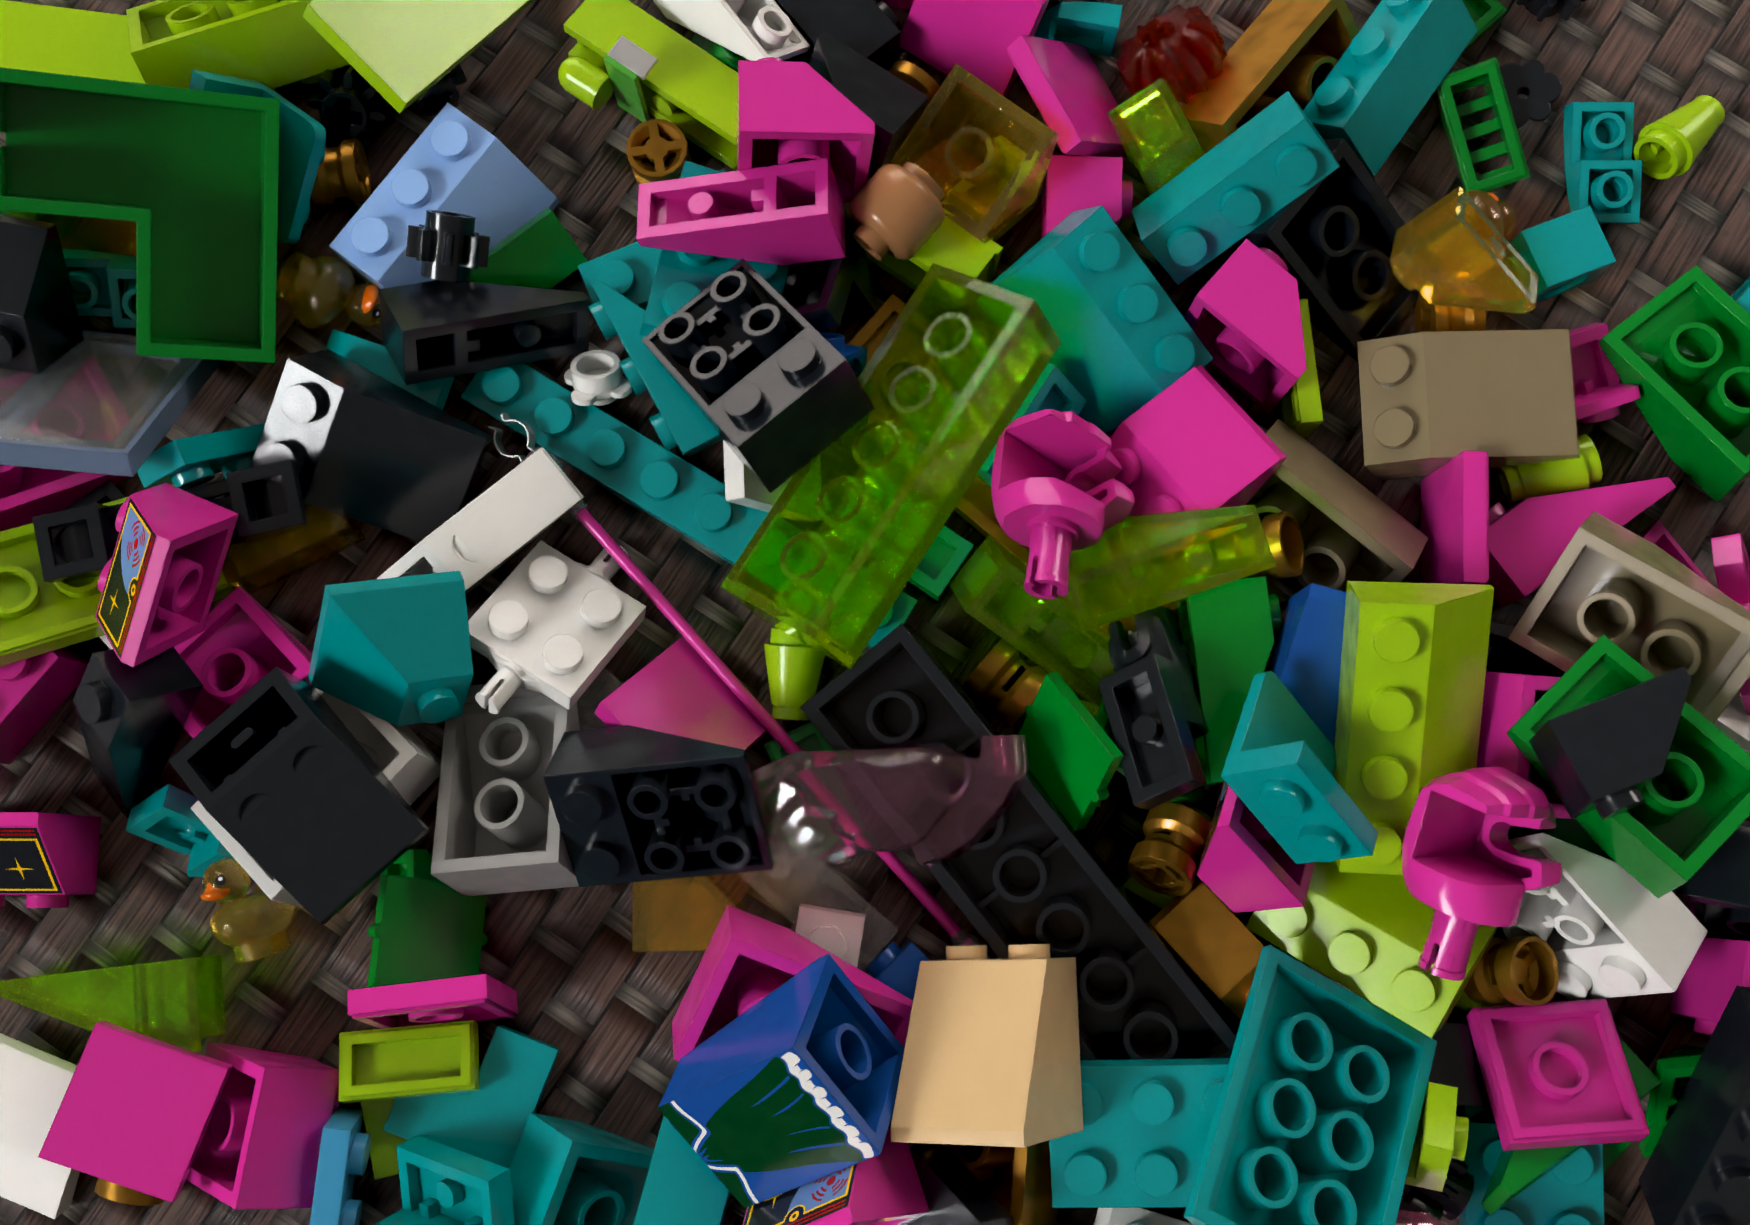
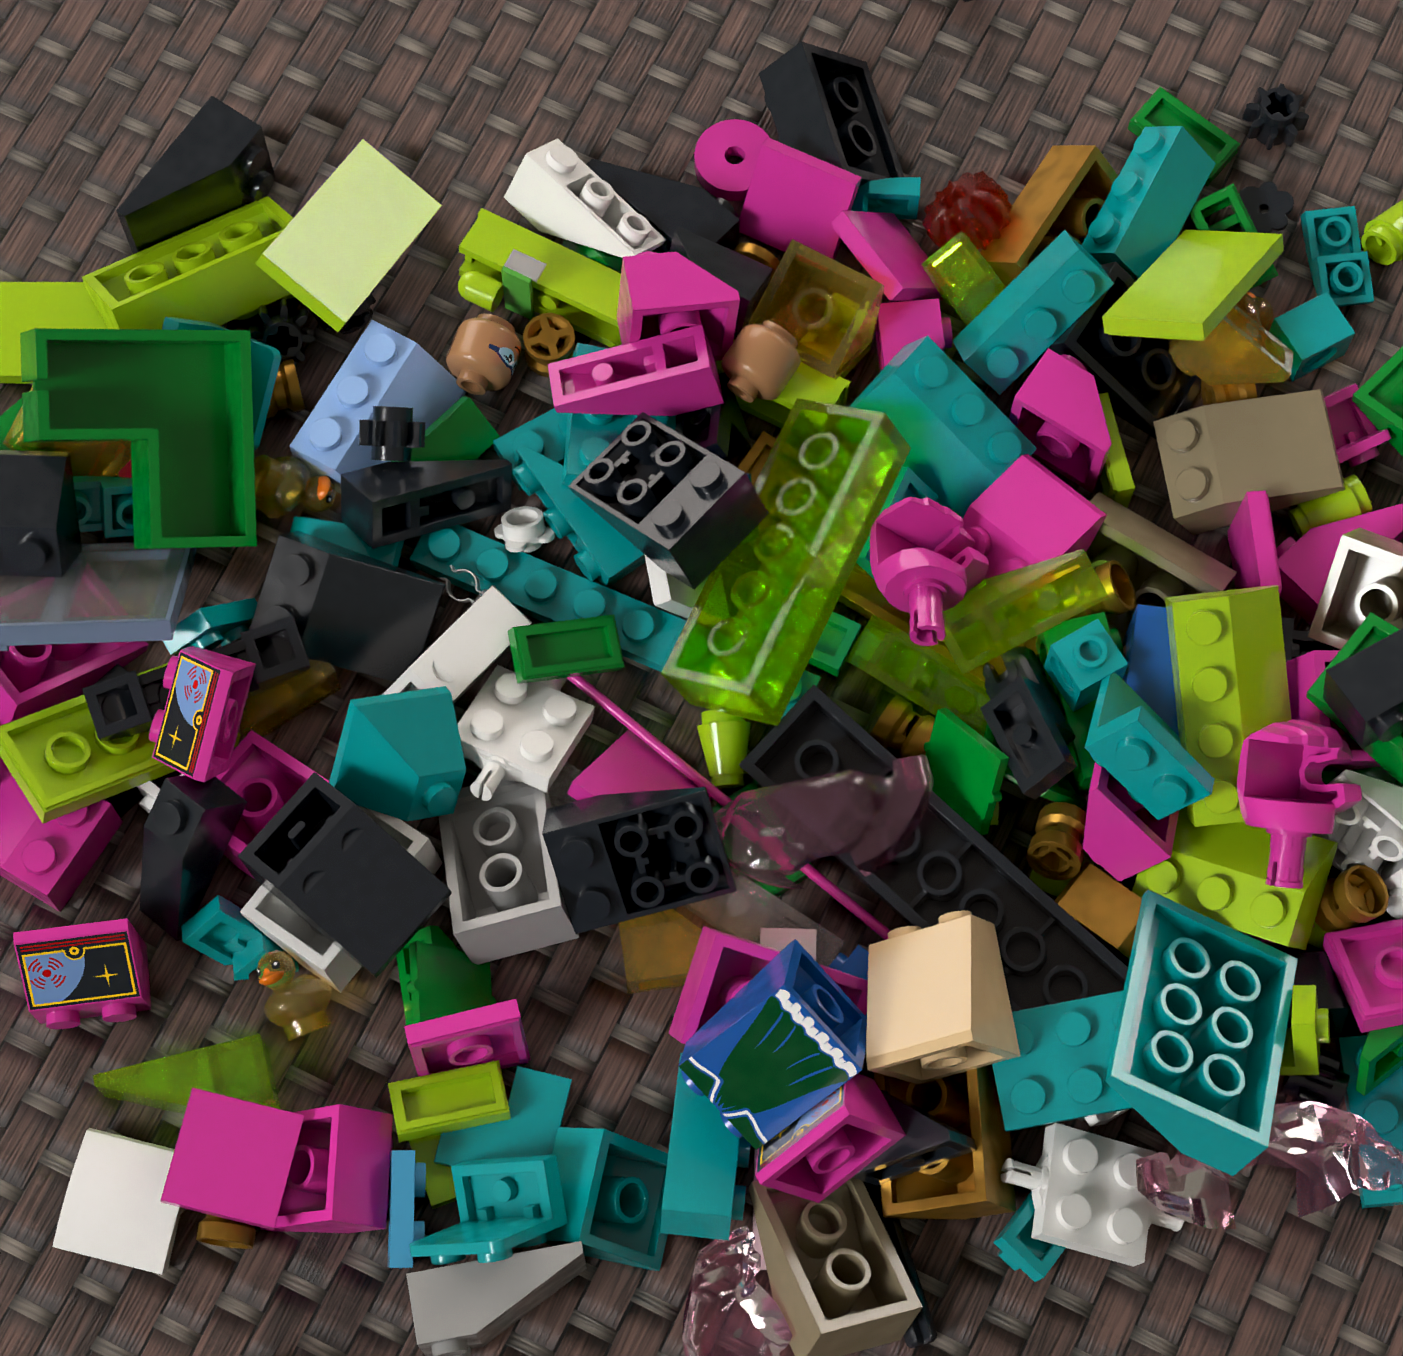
camera: 10 degrees left, 10 degrees down
(579, 159) = (484, 354): none -> medium nougat head
(618, 534) = (565, 649): none -> green tile
(1235, 647) = (1081, 663): none -> teal brick
(1434, 181) = (1193, 285): none -> lime tile

